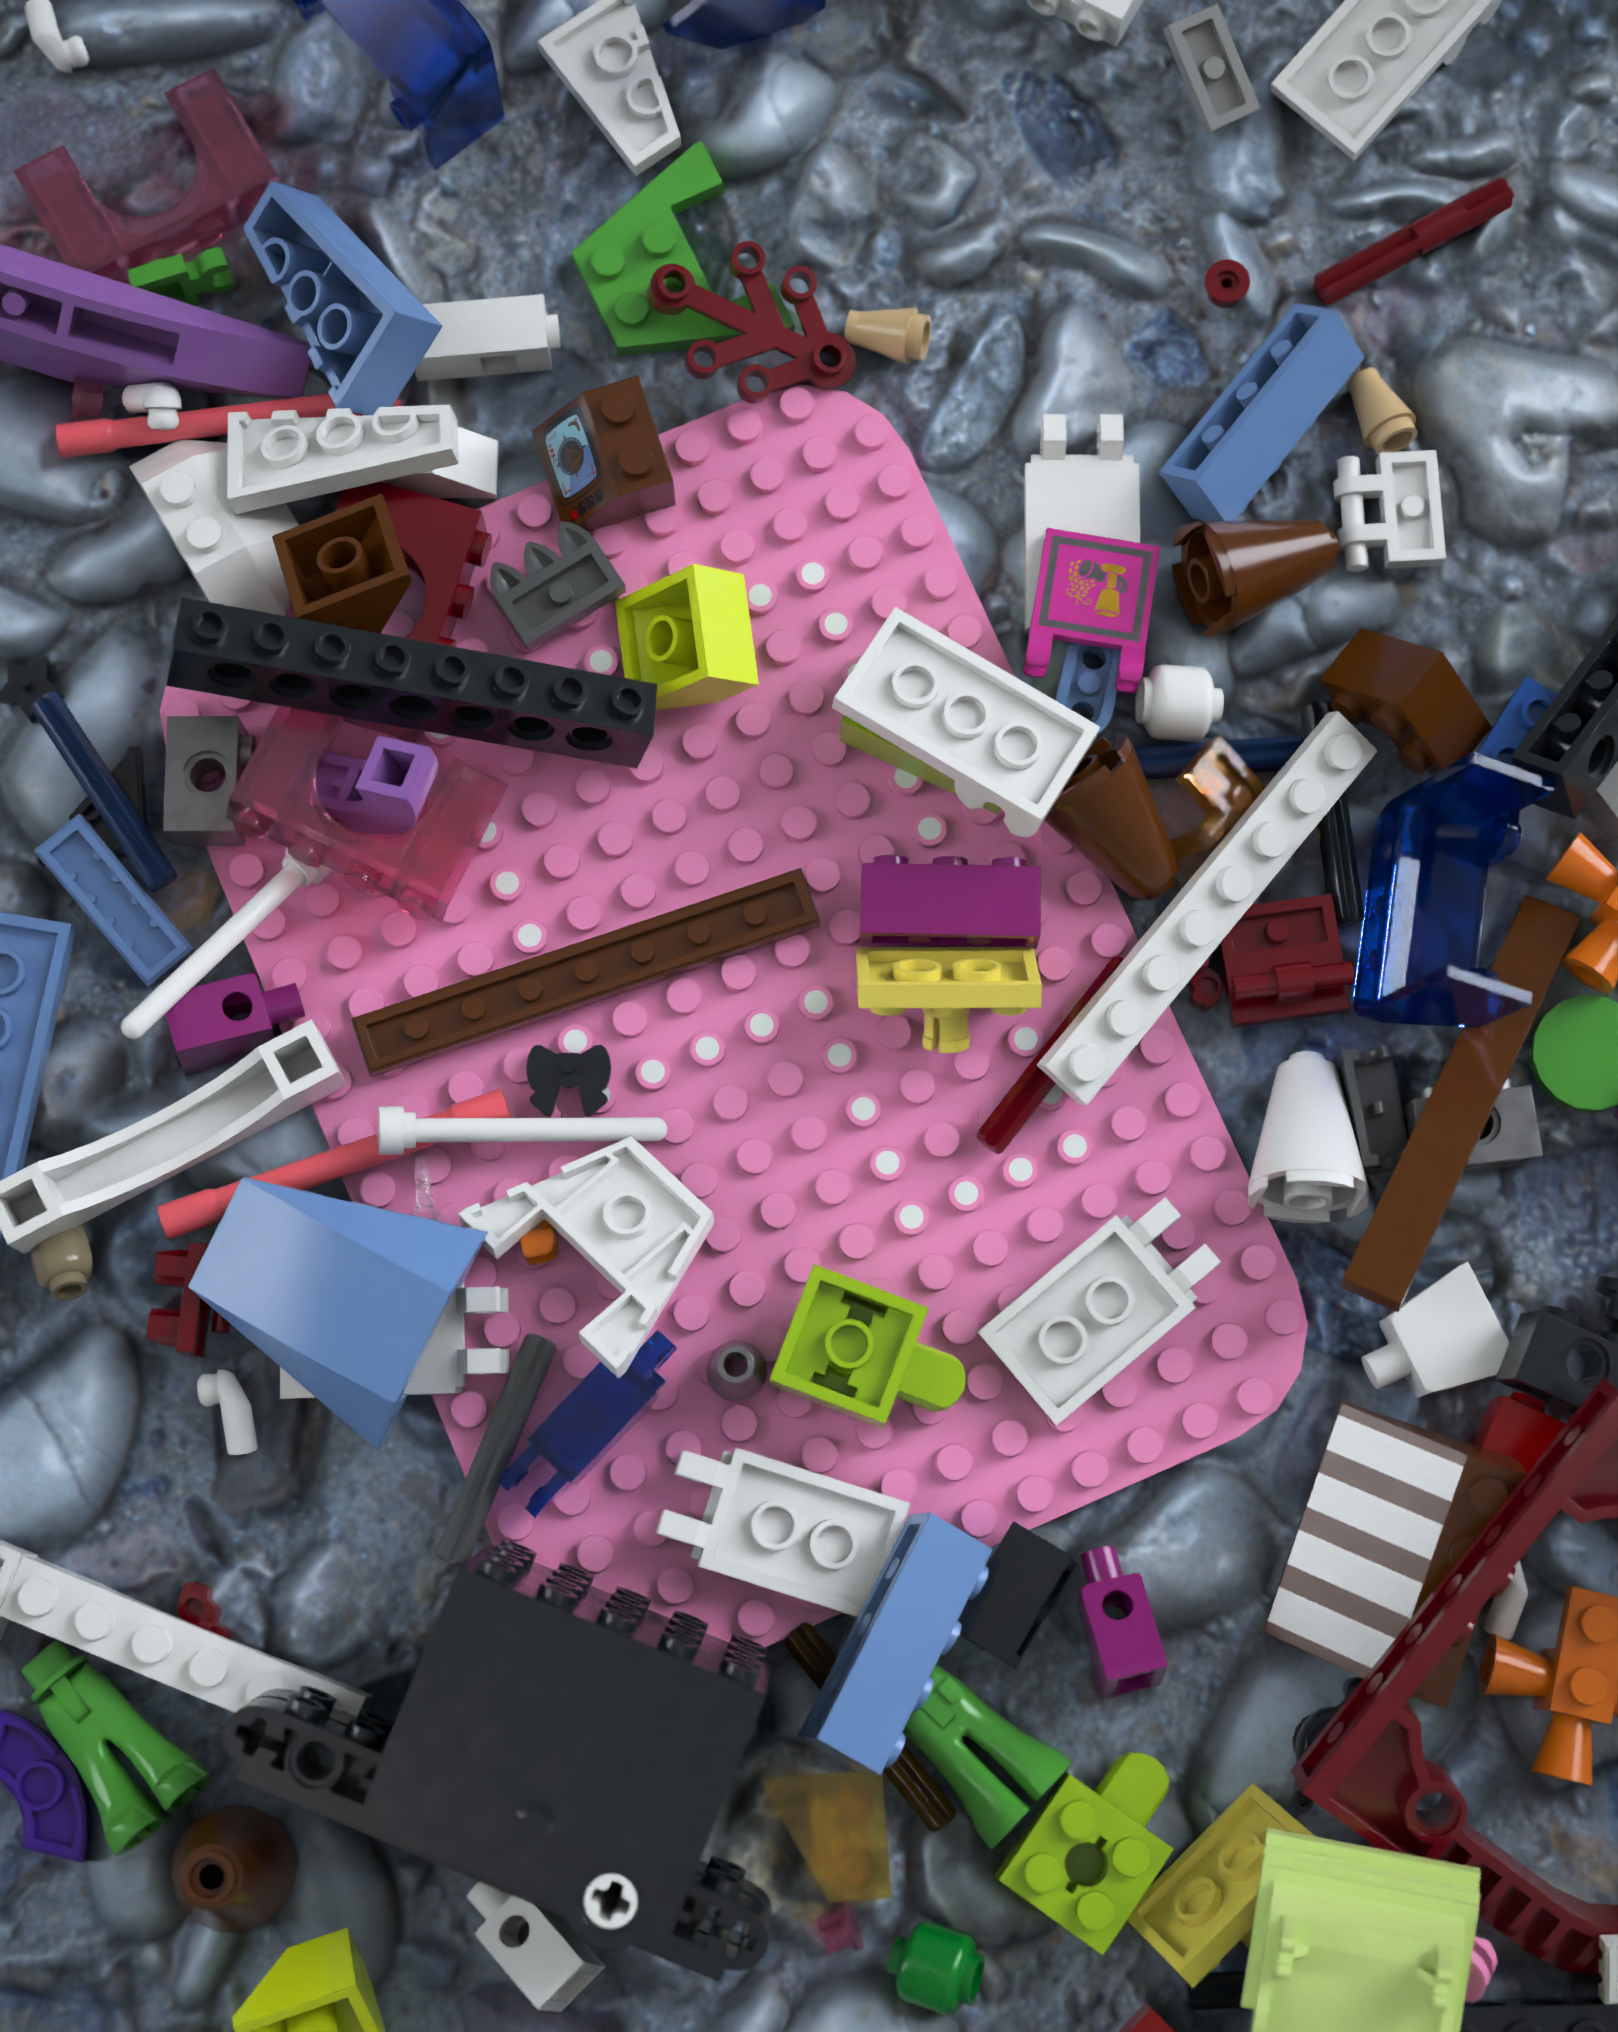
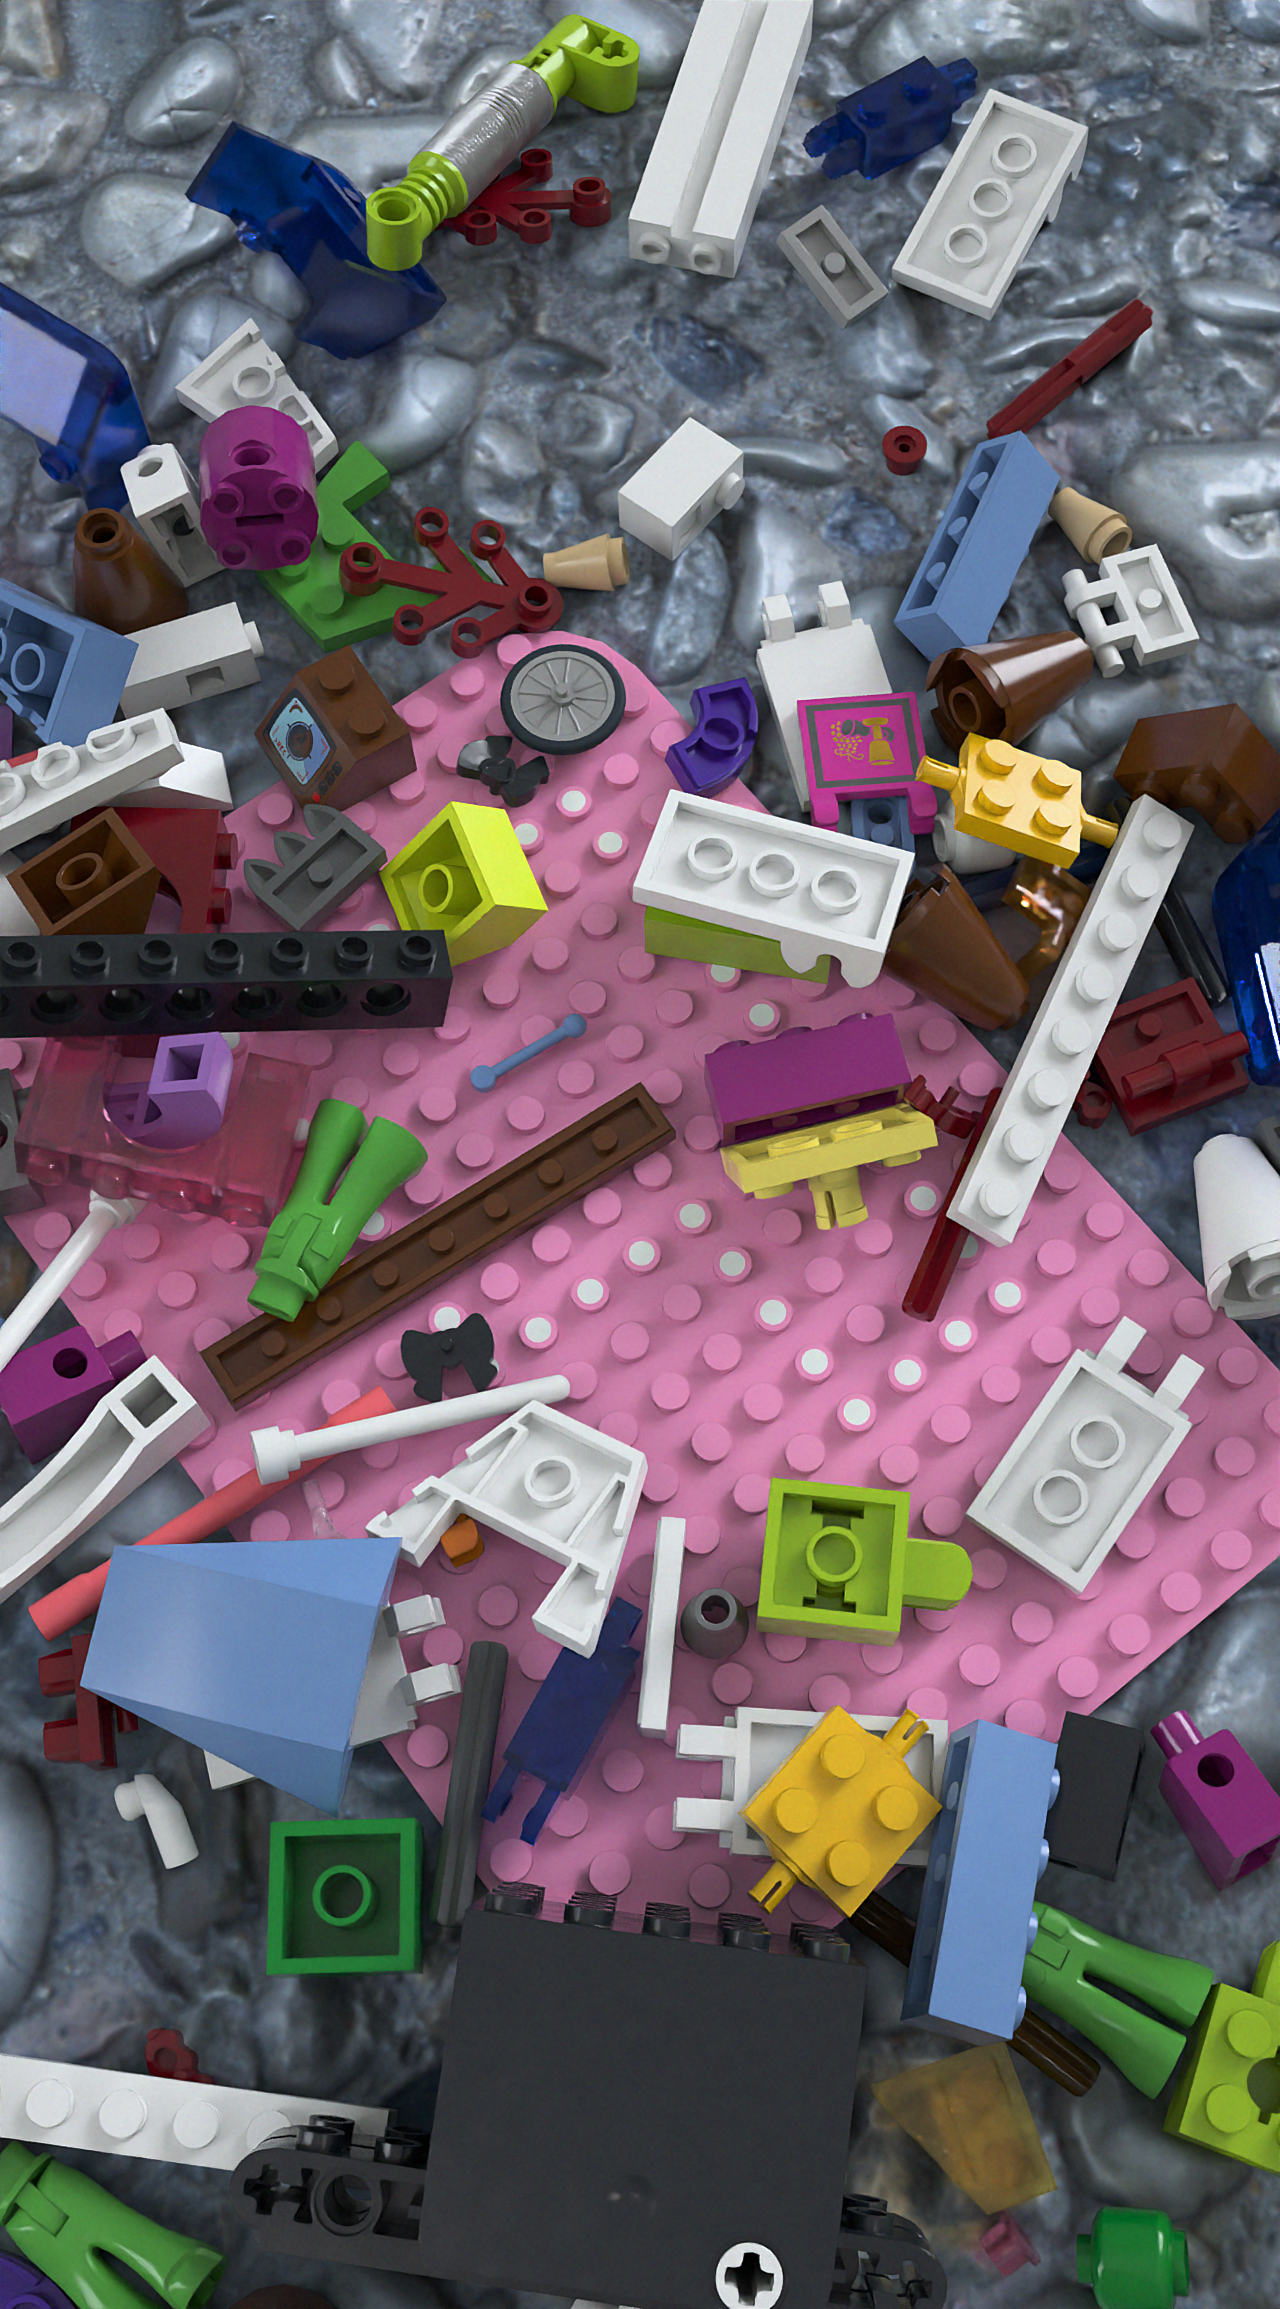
camera: 10 degrees left, 10 degrees down
(371, 1518) = (346, 1898): none -> green brick
(444, 251) = (121, 577): none -> reddish brown cone
(471, 942) = (313, 1237): none -> bright green piece
(502, 160) = (159, 495): none -> white torso
(590, 185) = (257, 489): none -> magenta cylinder
(663, 826) = (484, 1077): none -> medium blue hinge
(690, 1363) = (661, 1628): none -> white tile
(739, 518) = (488, 762): none -> black piece
(796, 1555) = (839, 1811): none -> yellow plate
(827, 471) = (563, 699): none -> light grey wheel
(964, 549) = (721, 739): none -> dark purple tile
(999, 274) = (681, 489): none -> white brick
(1065, 971) = (944, 1115): none -> dark red piece
(1218, 687) = (1017, 800): none -> yellow plate

